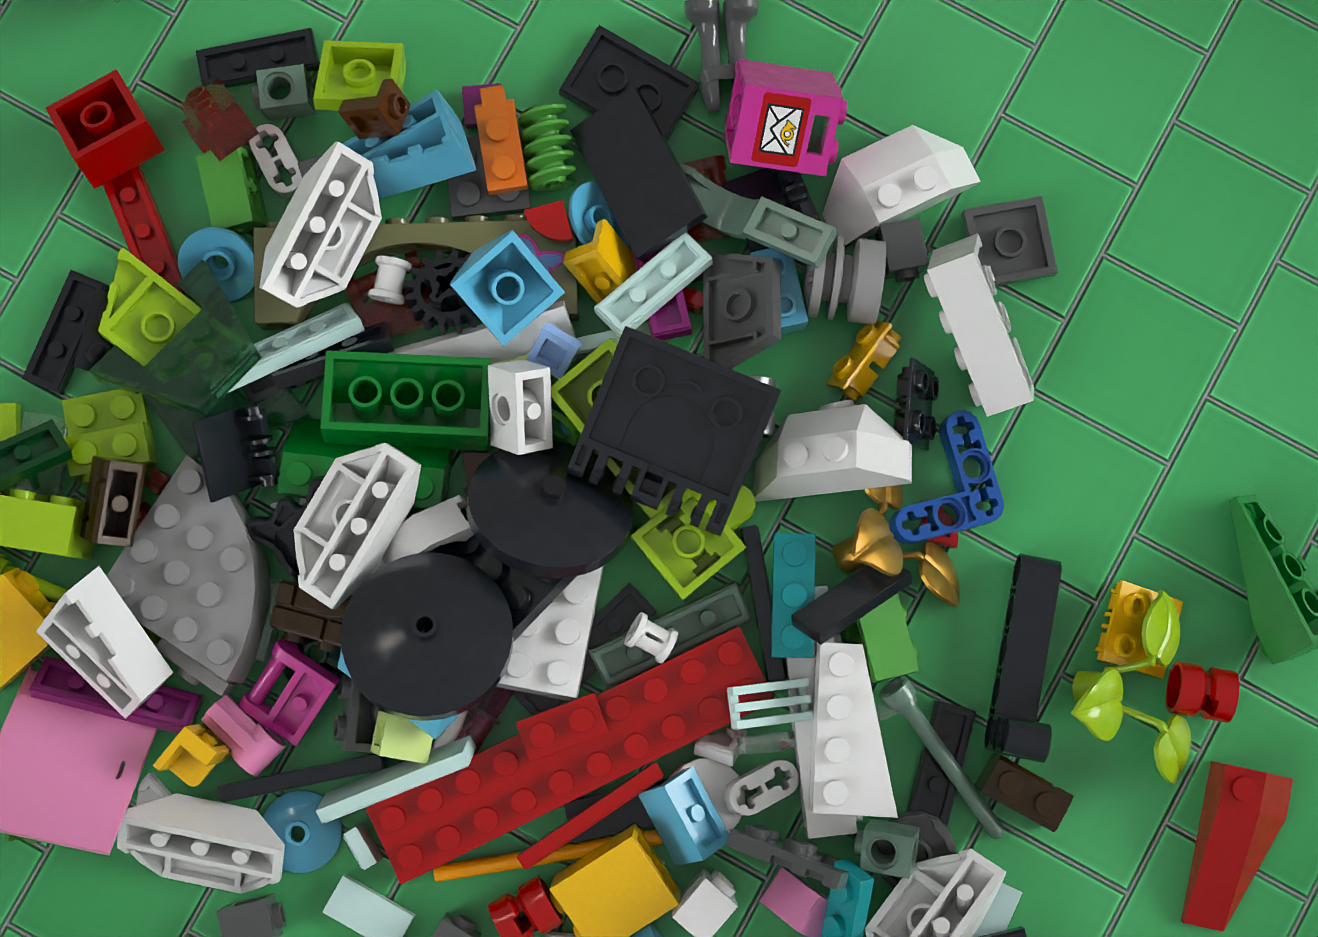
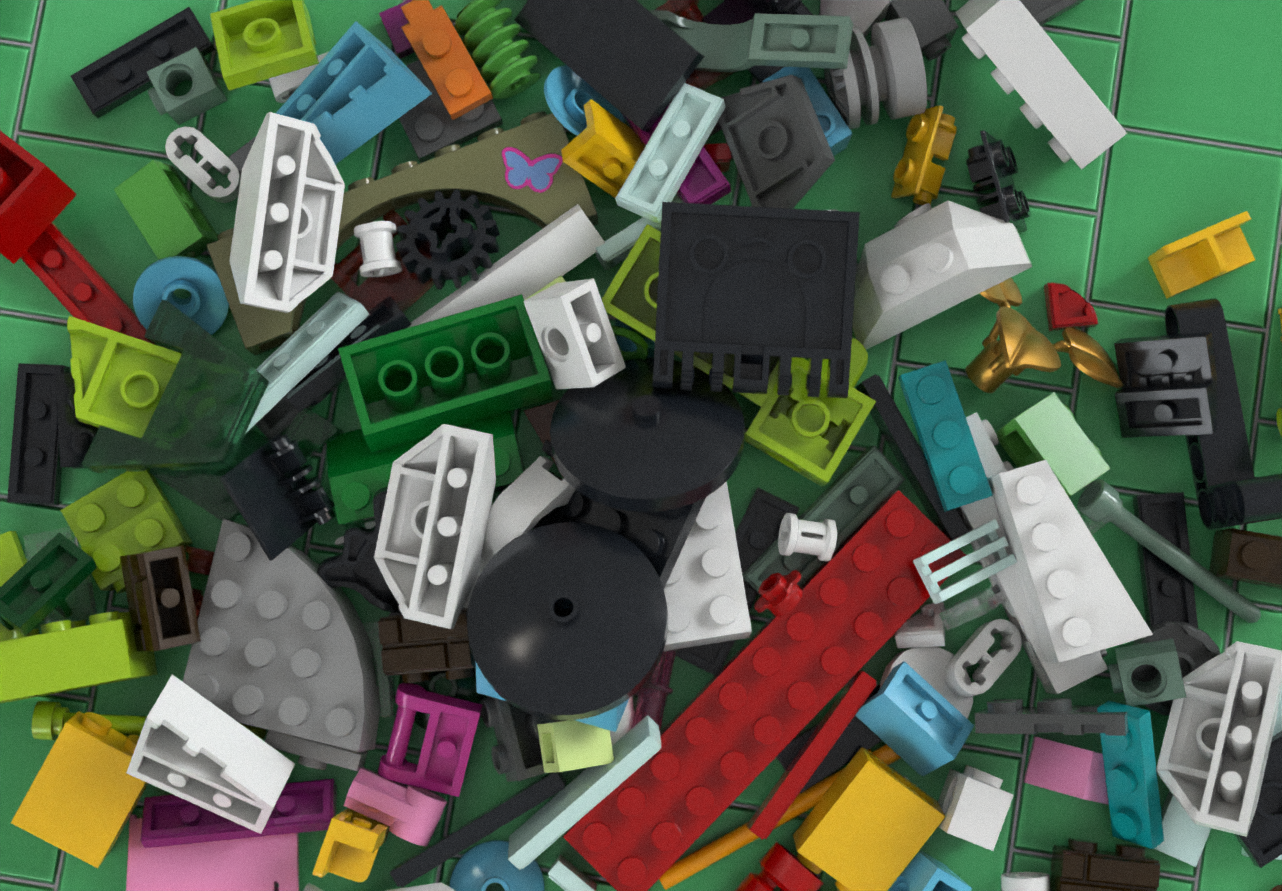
camera: 20 degrees left, 0 degrees up
(216, 120) = (123, 140): clear red brick -> none
(377, 115) = (300, 70): reddish brown bracket -> none
(505, 286) = (511, 207): medium azure slope -> none
(550, 221) = (532, 123): red tile -> none
(555, 350) = (588, 259): light blue plate -> none
(562, 727) = (748, 668): red plate -> none
(611, 675) = (779, 593): none -> red plate
(848, 602) = (1010, 420): black tile -> none
(964, 500) = (1088, 269): blue beam -> none
(992, 619) = (1167, 385): none -> black slope
(1063, 523) = (1202, 256): none -> yellow panel

